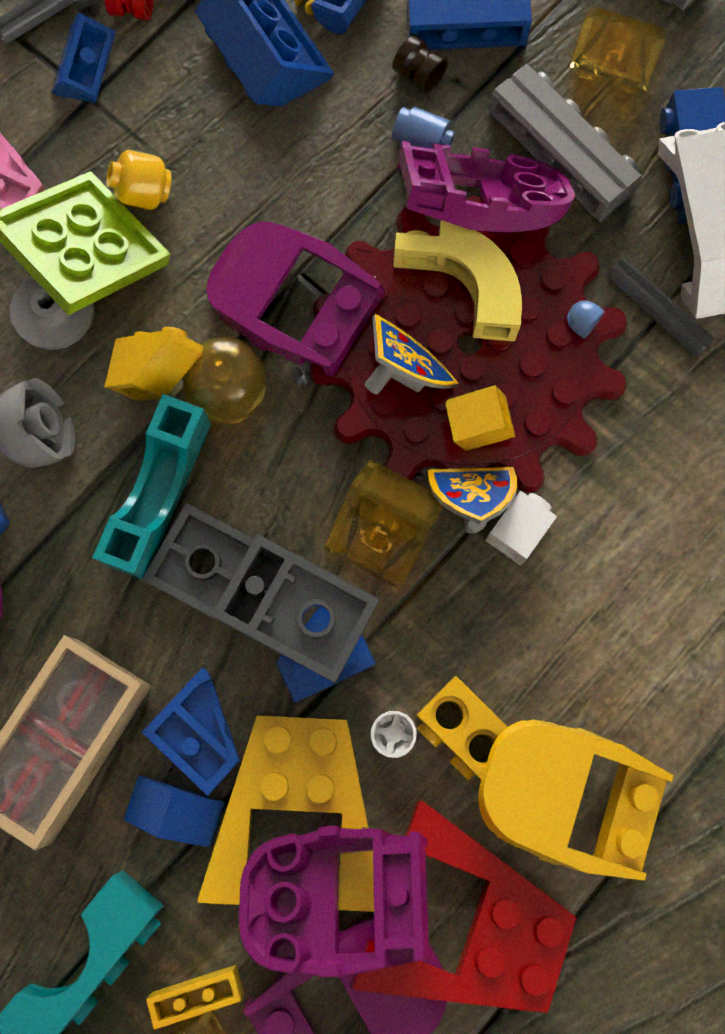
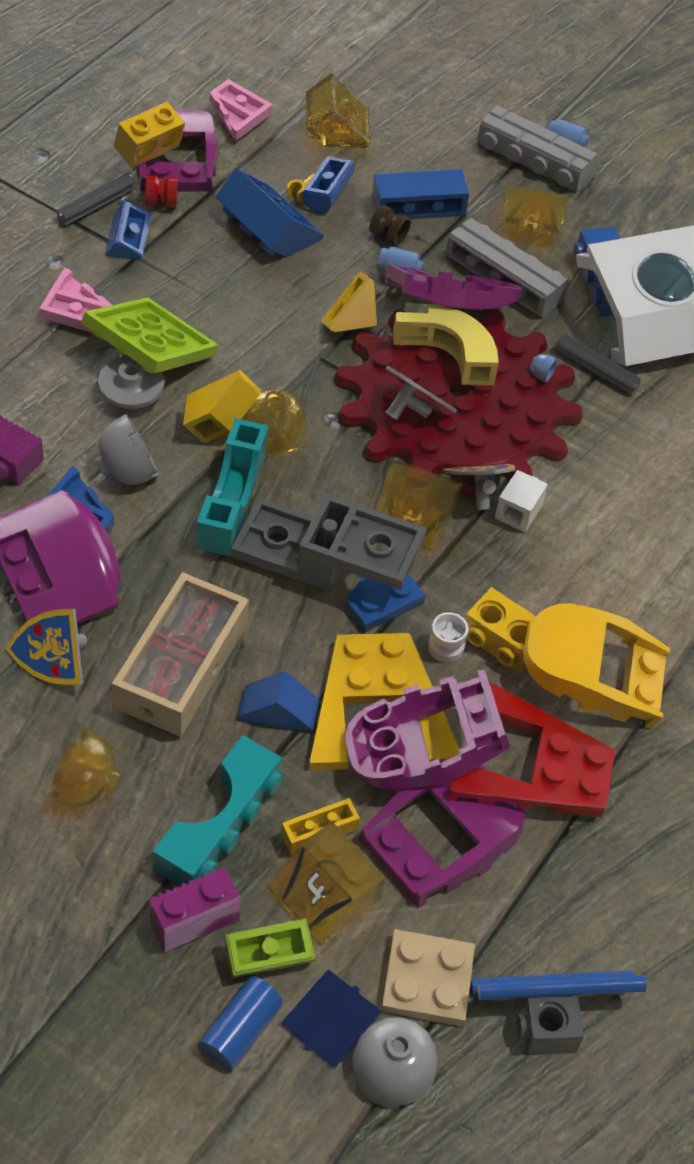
camera: 15 degrees left, 25 degrees down
(139, 180) = (189, 298): yellow head -> none
(196, 734) = (289, 648): blue wing -> none
(254, 270) = (289, 346): magenta slope -> none
(348, 206) = (354, 307): none -> yellow slope
(480, 418) = (478, 427): yellow panel -> none

